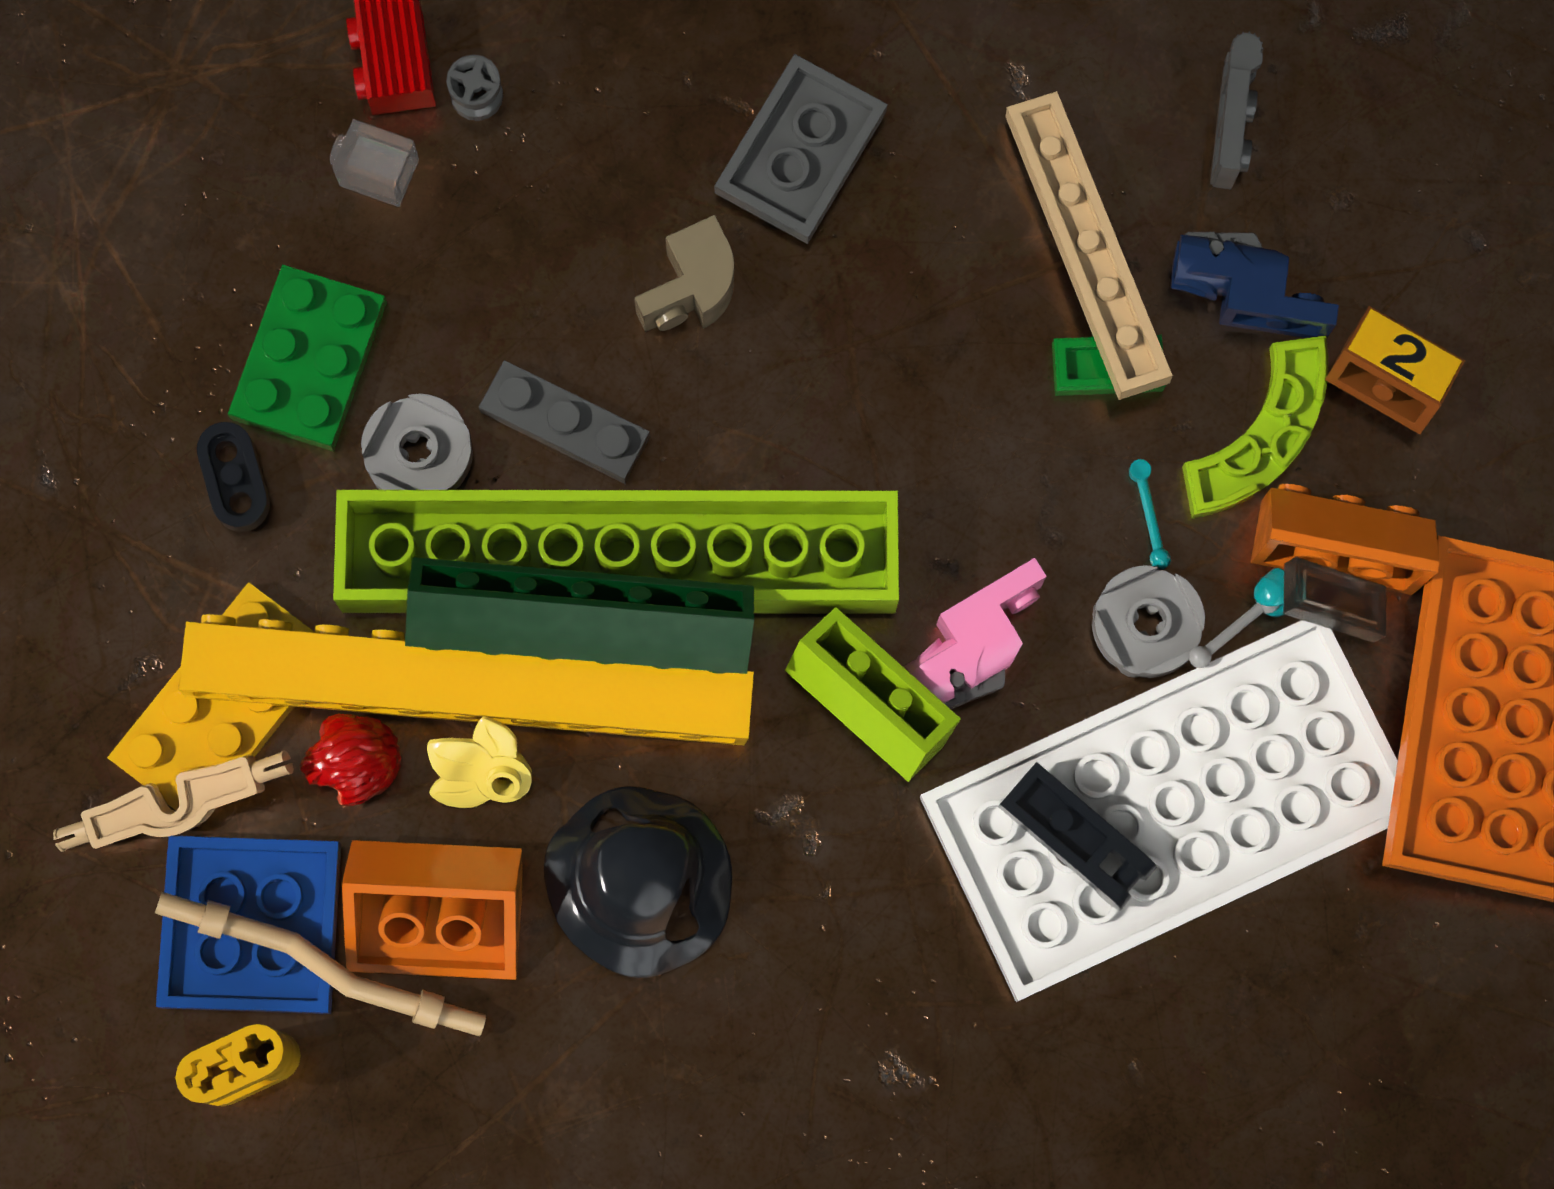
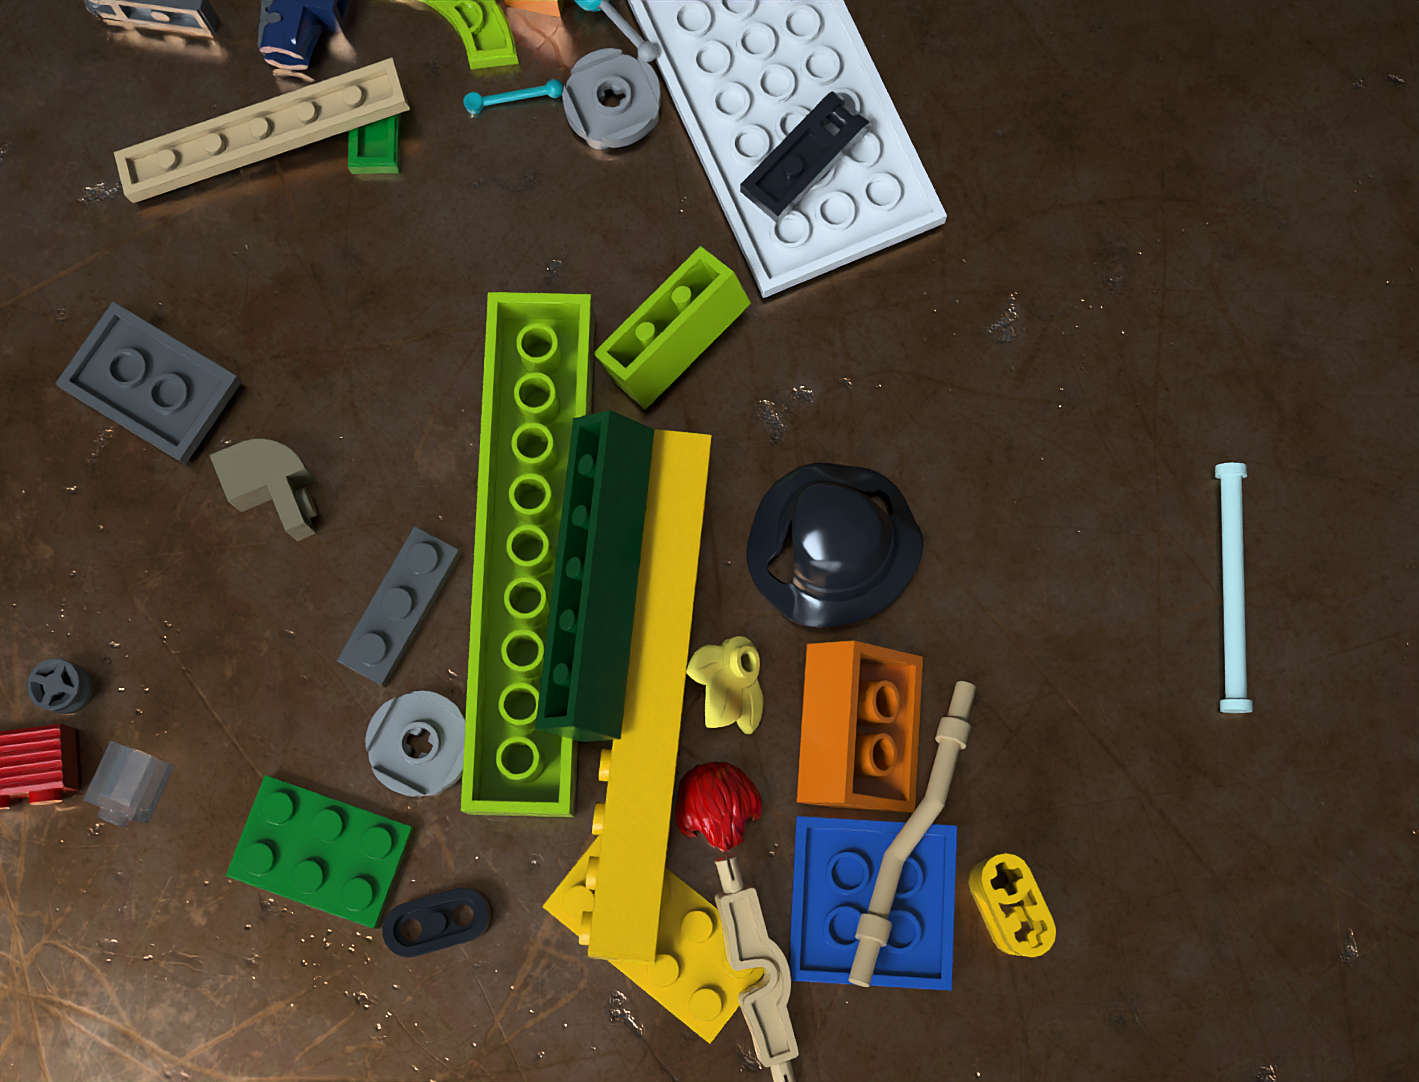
camera: 80 degrees left, 0 degrees up
(978, 639) = (622, 237): bright pink plate -> none

